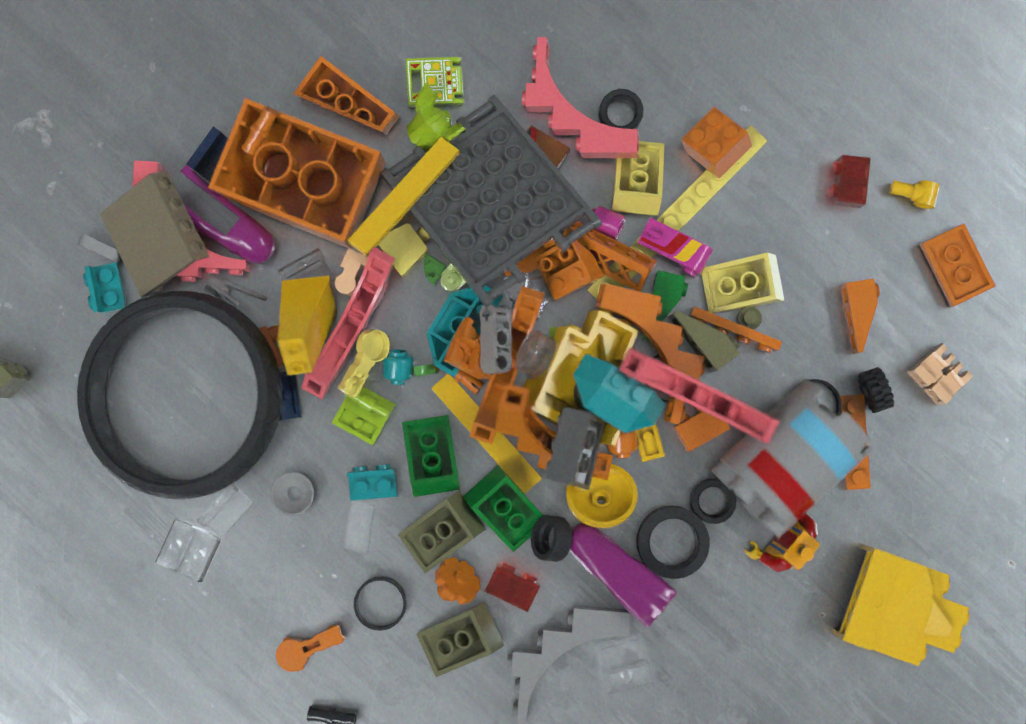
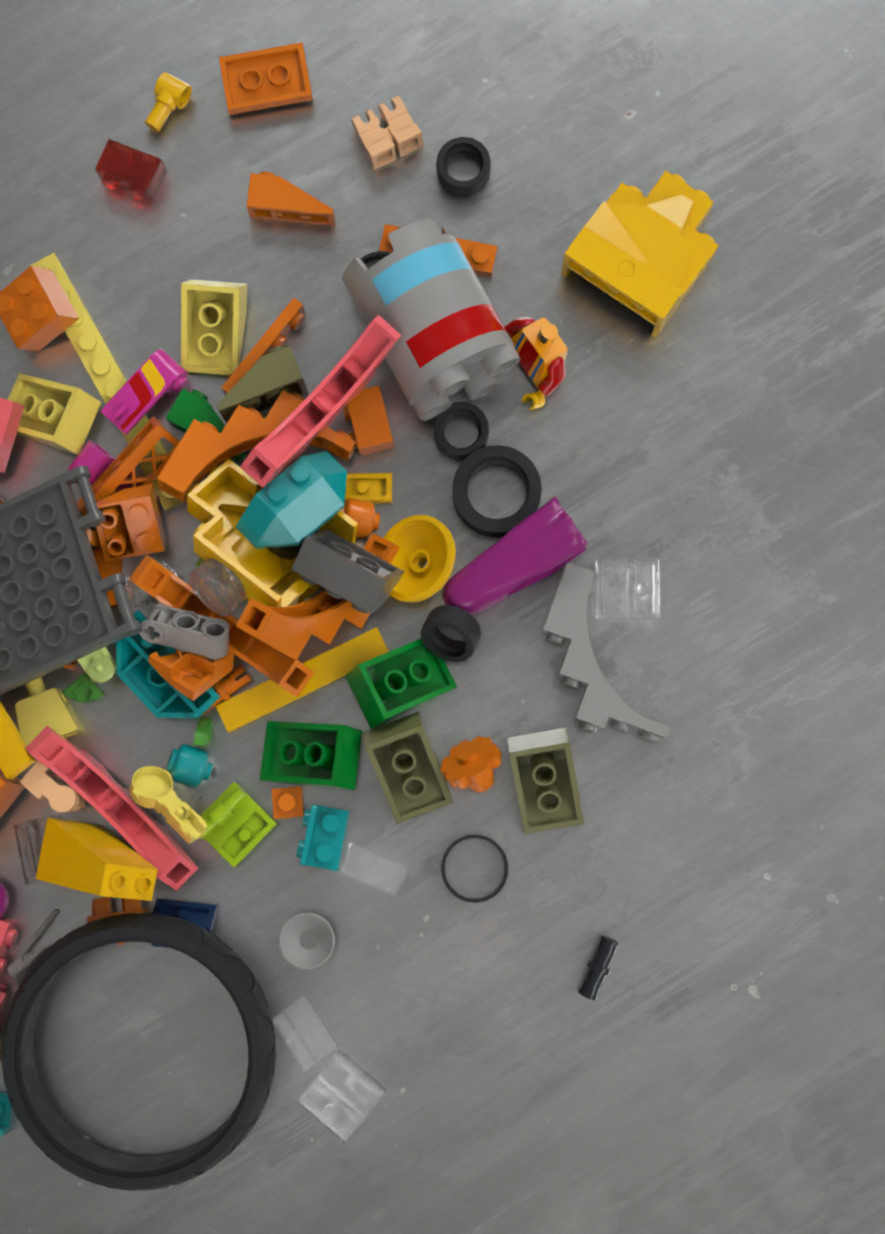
camera: 70 degrees left, 5 degrees down
(291, 654) = (510, 997): orange piece -> none
(391, 448) = (288, 802): none -> orange plate
(512, 586) = (498, 697): clear red brick -> none
(750, 317) = (255, 328): olive plate -> none
(876, 390) = (382, 206): black tyre -> none
(946, 449) = (458, 146): none -> black tyre

